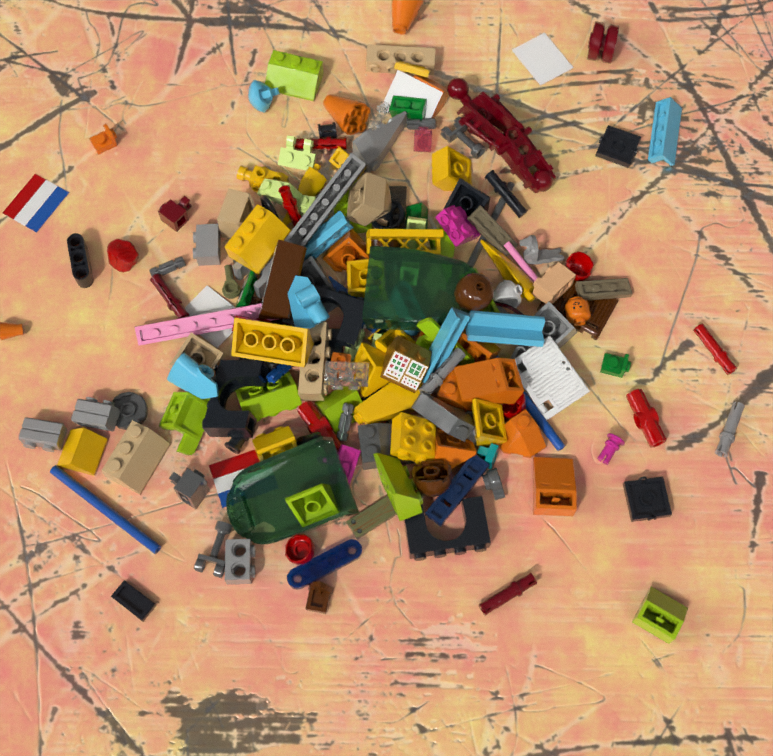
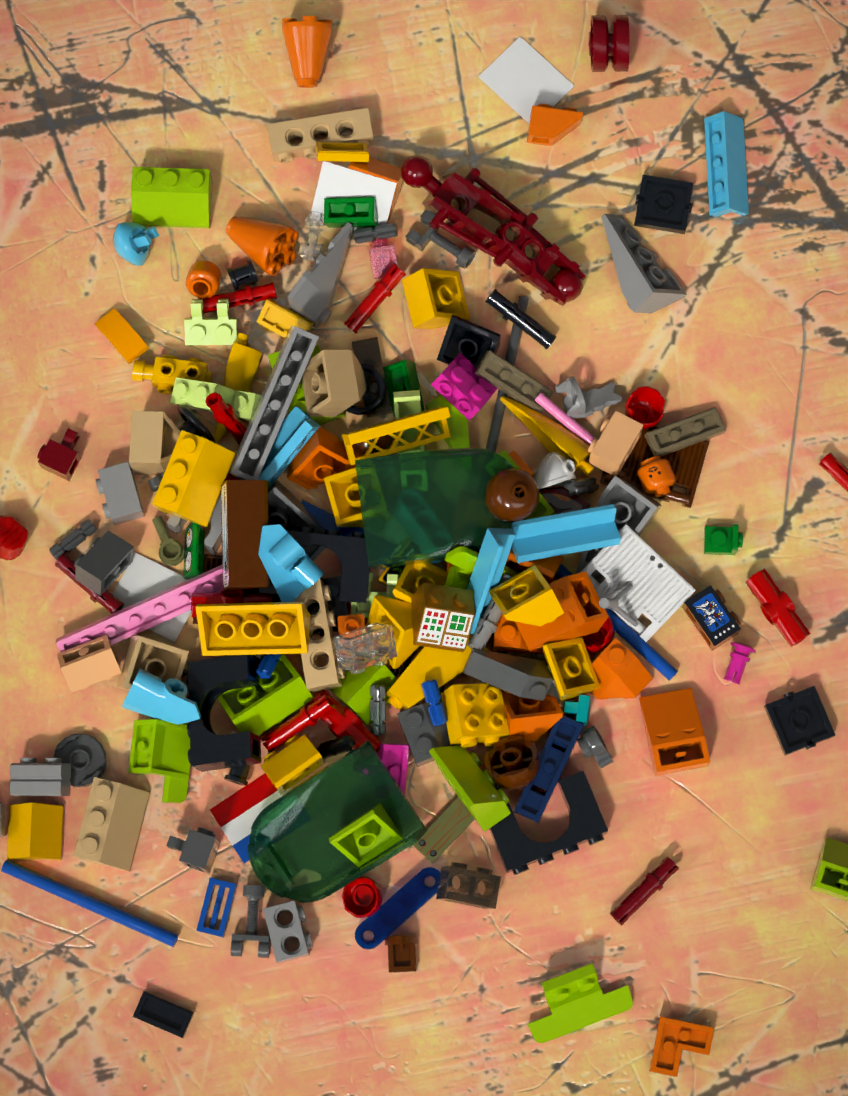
camera: 10 degrees left, 10 degrees up
(153, 346) = (89, 663): none -> light nougat brick
(182, 283) = (103, 562): none -> dark grey brick
(192, 551) = (211, 930): none -> blue tile
(237, 150) = (121, 336): none -> light orange slope
(291, 415) = (306, 717): none -> red pin
(300, 126) = (203, 279): none -> orange head
(377, 564) = (468, 891): none -> clear smoke brick
(385, 427) = (435, 708): none -> blue piece
(417, 157) = (374, 298): none -> red pin
(439, 664) = (577, 1003): none -> lime plate
(470, 364) = (527, 599): none -> yellow slope
(507, 708) = (672, 1038): none -> orange plate
(524, 306) = (582, 486): none -> dark grey piece
(529, 384) = (612, 603): none -> light grey plant
(554, 84) = (551, 124): none -> orange slope
(592, 182) = (640, 276): none -> light grey wedge
(597, 413) = (712, 617): none -> brick

